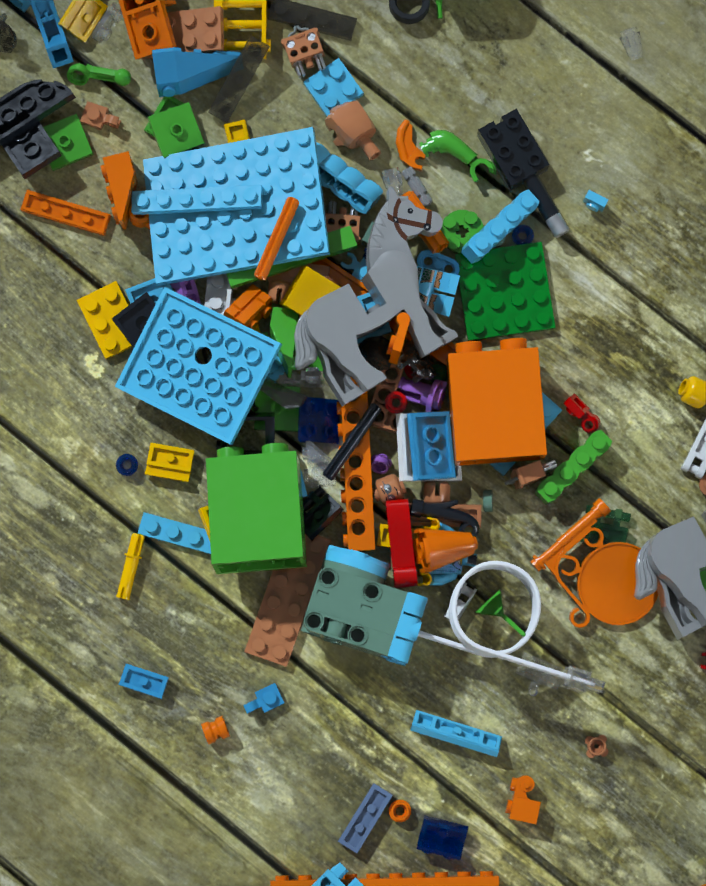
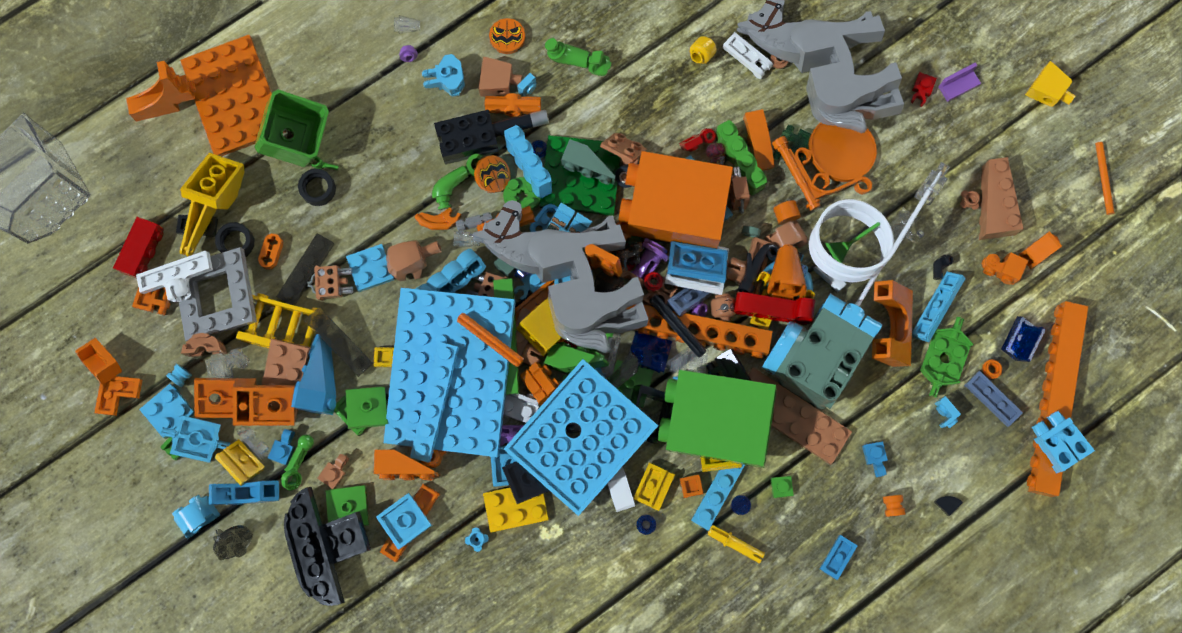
camera: 75 degrees left, 5 degrees down
(59, 289) = (483, 538): none -> medium azure plate
(64, 205) = (403, 521): none -> medium azure plate
(107, 55) = (282, 450): none -> dark azure plate
(155, 427) = (620, 491): none -> white slope
(174, 562) = (740, 505): none -> clear blue plate
(180, 503) = (691, 486): none -> orange plate
(205, 603) = (782, 487): none -> bright green plate
(233, 791) = (948, 504): none -> black tile
(338, 766) = (947, 409): none -> medium azure bracket
(384, 444) = (686, 300): none -> sand blue plate
(417, 760) = (956, 346): none -> bright green plate
(443, 688) = (899, 302): none -> orange arch
(476, 191) = (492, 174): none -> orange tile
(494, 543) = (790, 234): none -> nougat cylinder
(508, 727) = (940, 264): none -> black arm
(519, 285) = (584, 160): none -> sand green slope
(521, 535) = (787, 212): none -> orange piece
(544, 331) = (626, 149): none -> nougat plate
(553, 836) = (1041, 249): none -> orange slope
(558, 441) = (714, 152): none -> clear pink plate
(567, 191) = (512, 104): none -> orange piece
(580, 105) = (448, 74): none -> medium azure hinge
(594, 164) = (497, 78): none -> nougat torso
(596, 55) = (408, 53): none -> medium lavender plate
(596, 779) = (999, 202): none -> nougat wedge
(600, 484) = (759, 139): none -> orange slope
(647, 245) = (571, 55): none -> bright green piece
(651, 162) = (507, 36): none -> orange tile

